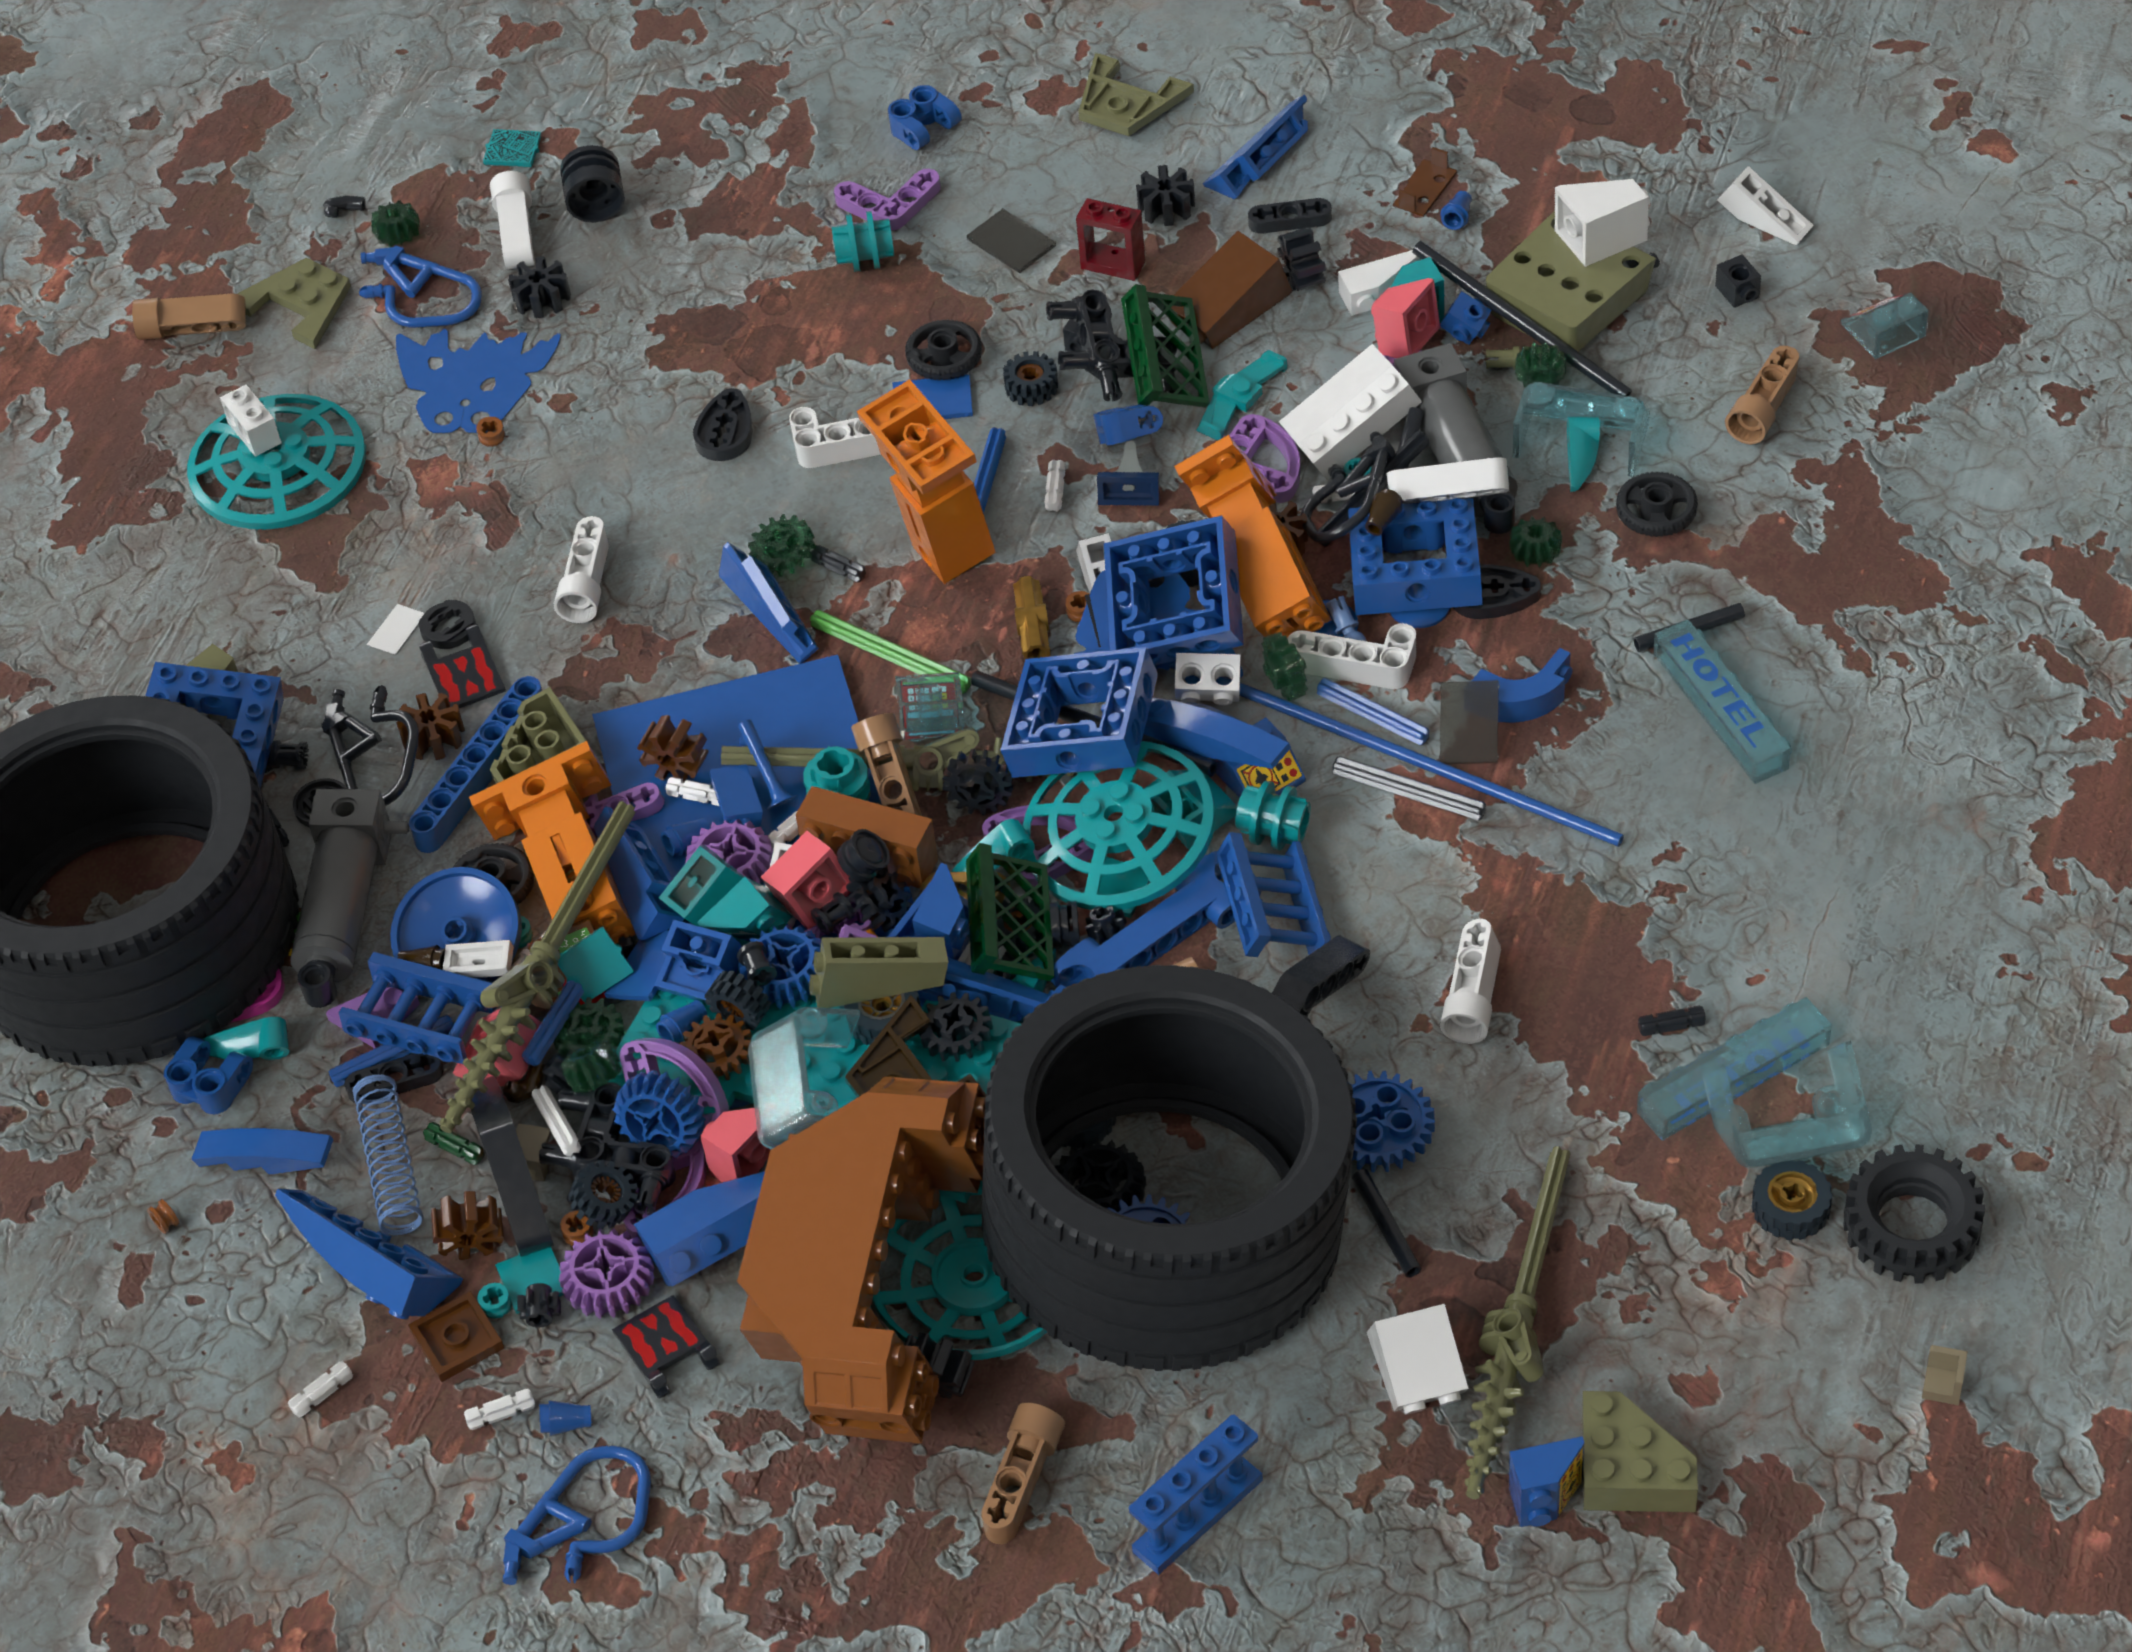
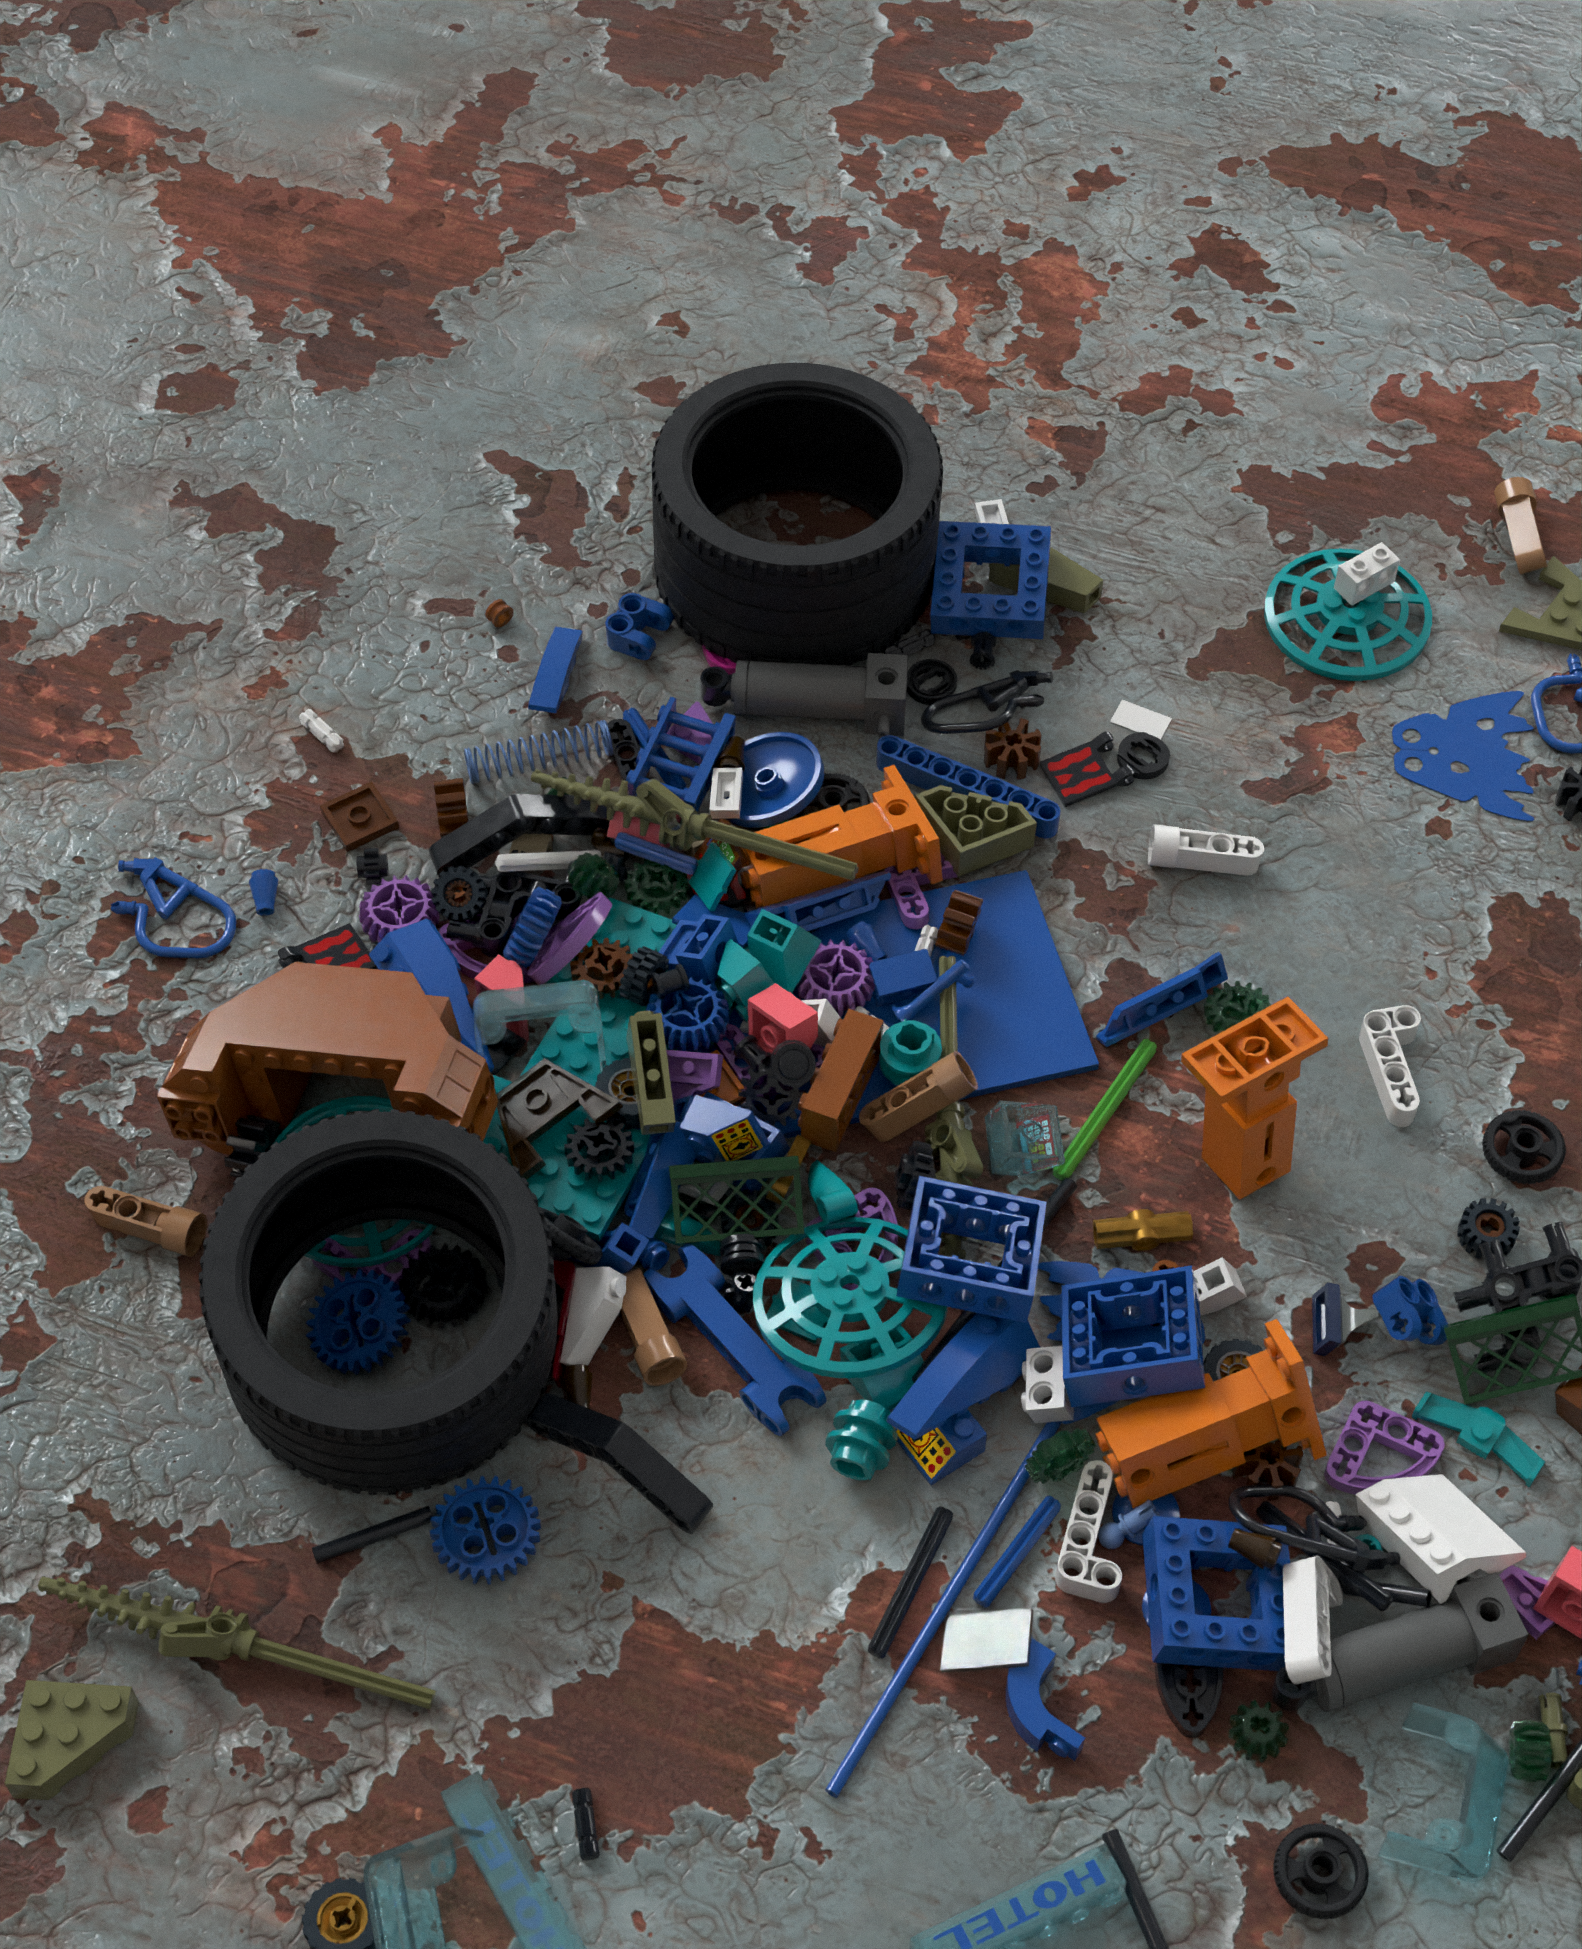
camera: 85 degrees right, 5 degrees up
(256, 1039) = (669, 655): teal piece -> none
(388, 1274) = (436, 749): blue wedge -> none
(490, 439) = (1392, 777): dark orange bush -> none
(493, 1290) = (383, 844): teal bush -> none
(499, 1409) = (282, 849): white axle -> none
(523, 1271) = (412, 861): teal piece -> none
(677, 1021) = (635, 937): blue cone -> none
(738, 426) = (1401, 973): black piece -> none
(948, 397) = (1457, 1142): blue piece -> none
(989, 464) = (1349, 1190): blue axle -> none
(1054, 485) = (1335, 1253): white axle -> none
(1195, 1494) = (83, 1349): blue fence -> none
(1251, 911) = (734, 1412): blue fence -> none
(1418, 1359) = (208, 1547): white slope -> none
(1469, 1005) = (644, 1625): white beam -> none
(1545, 1479) = (43, 1642): blue slope -> none
(1582, 448) = (1412, 1794): teal piece -> none

